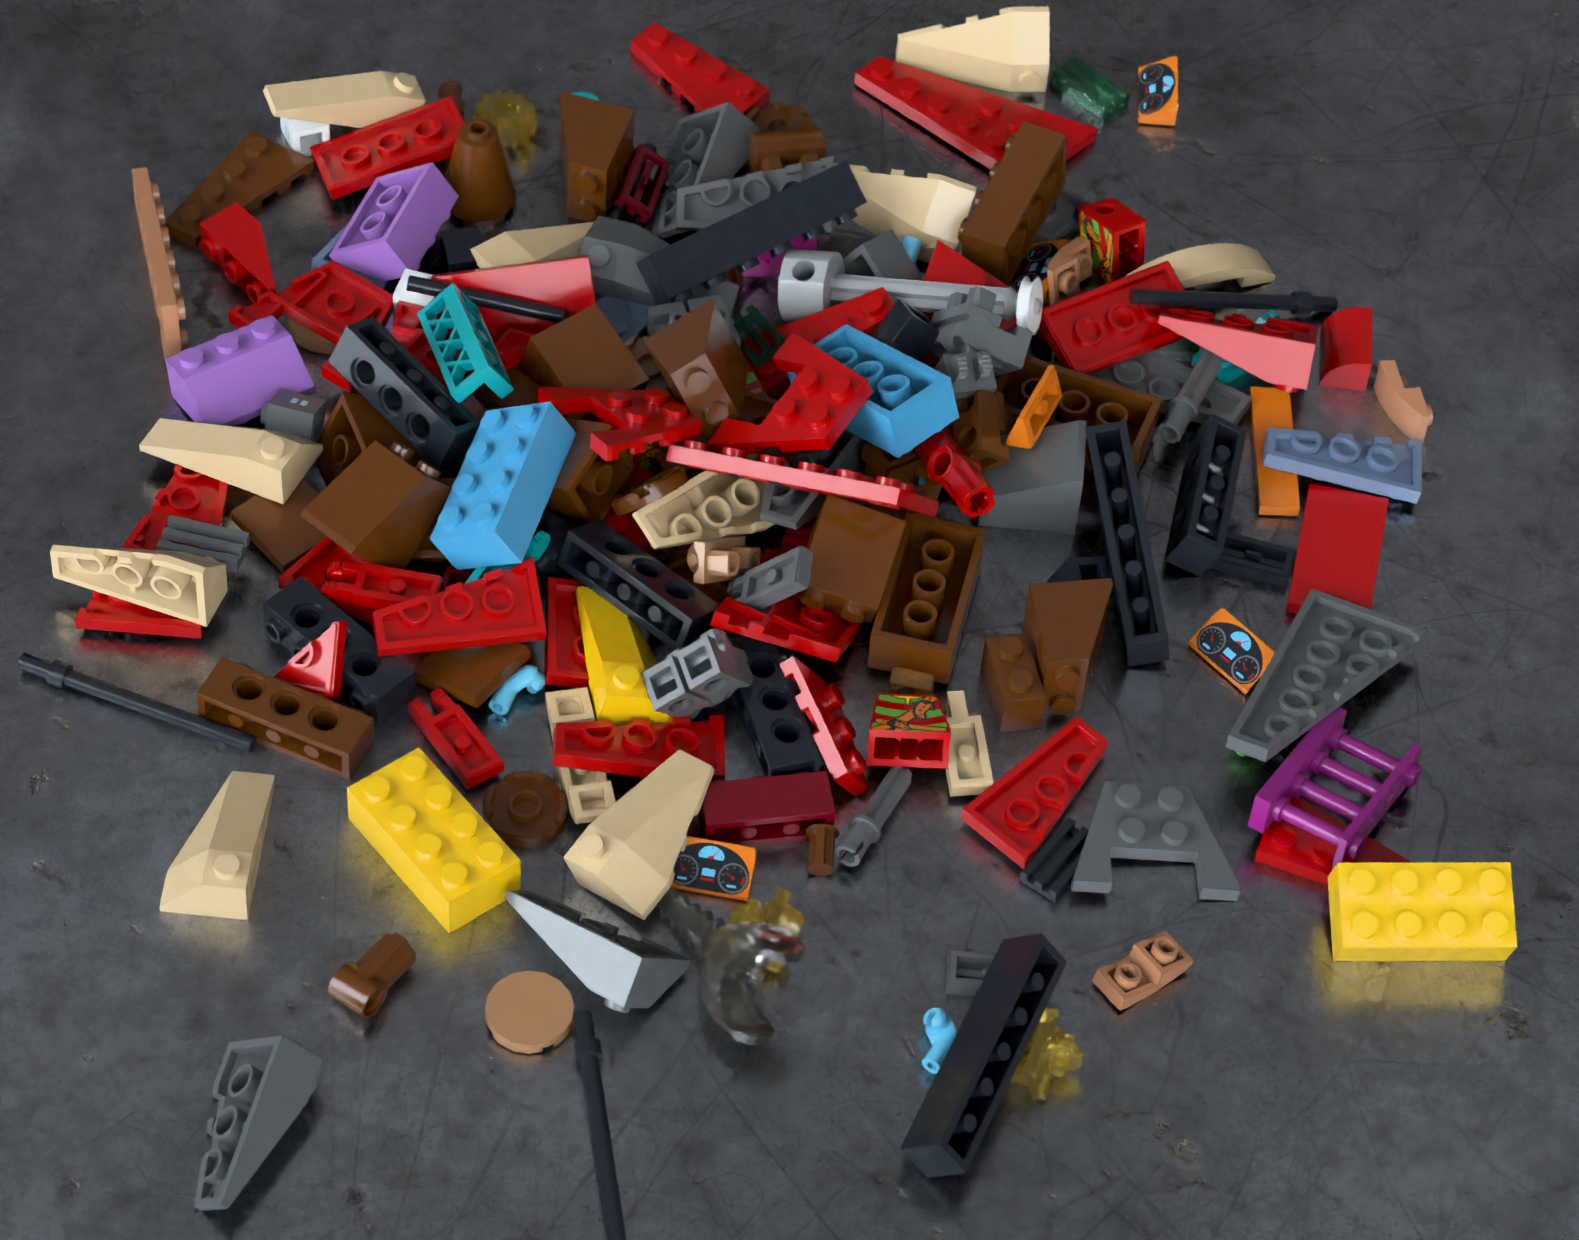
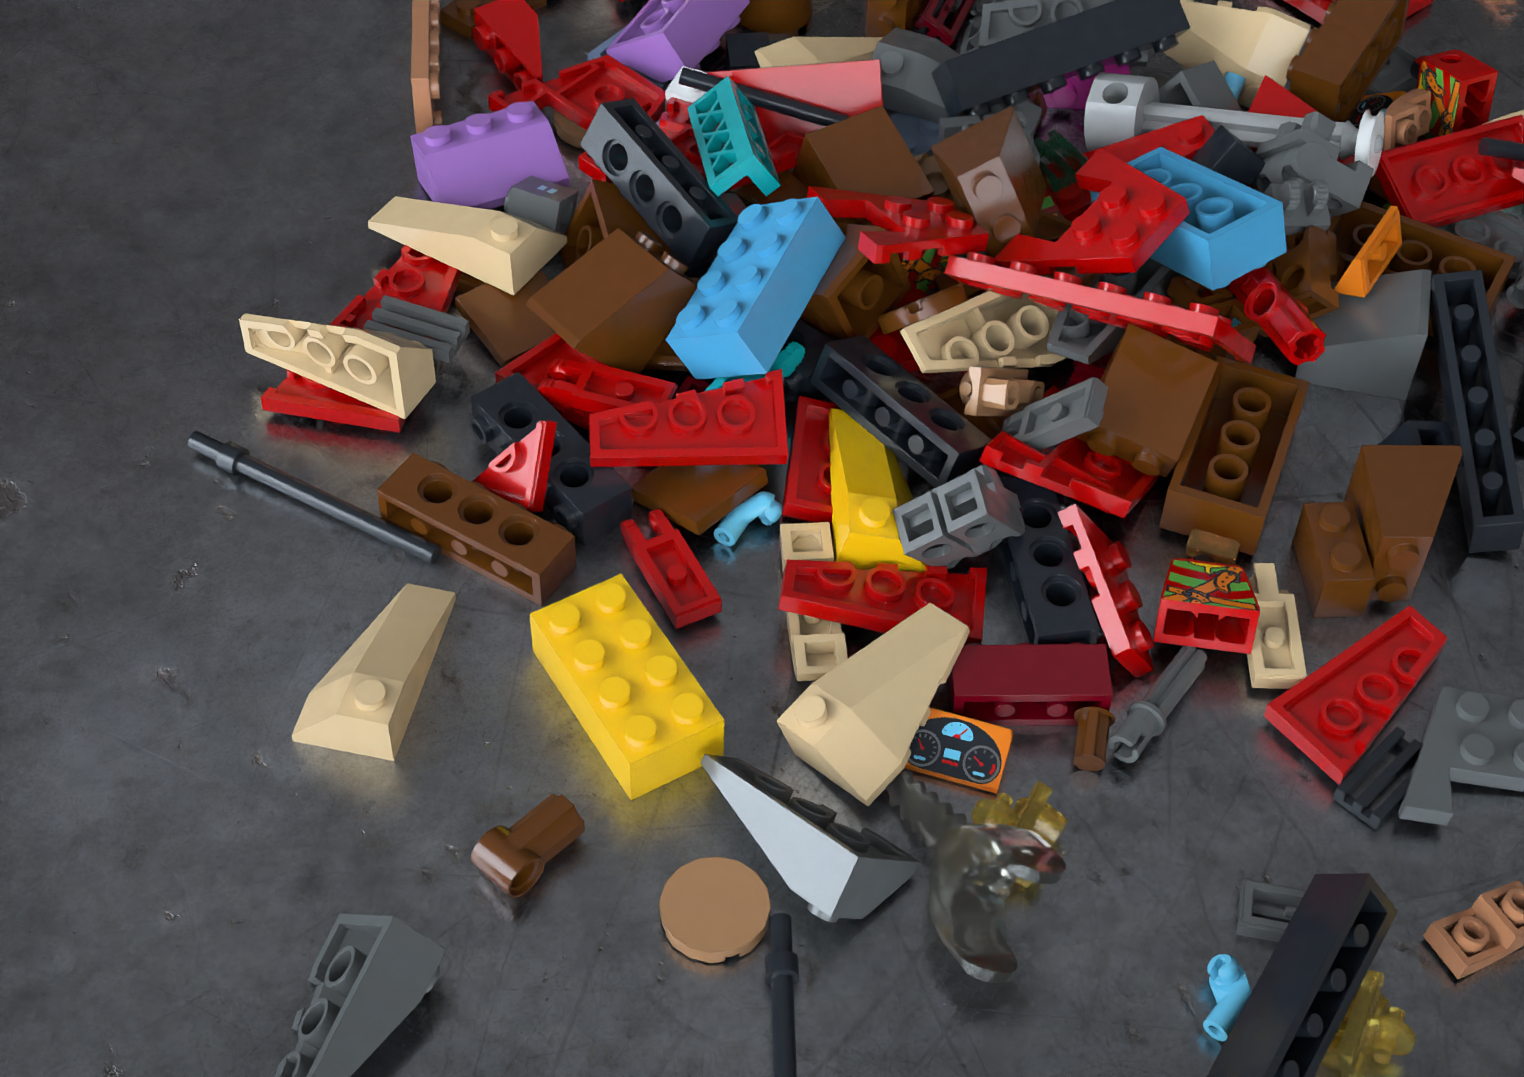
camera: 10 degrees right, 0 degrees up
(525, 809) = (741, 658): reddish brown tile -> none

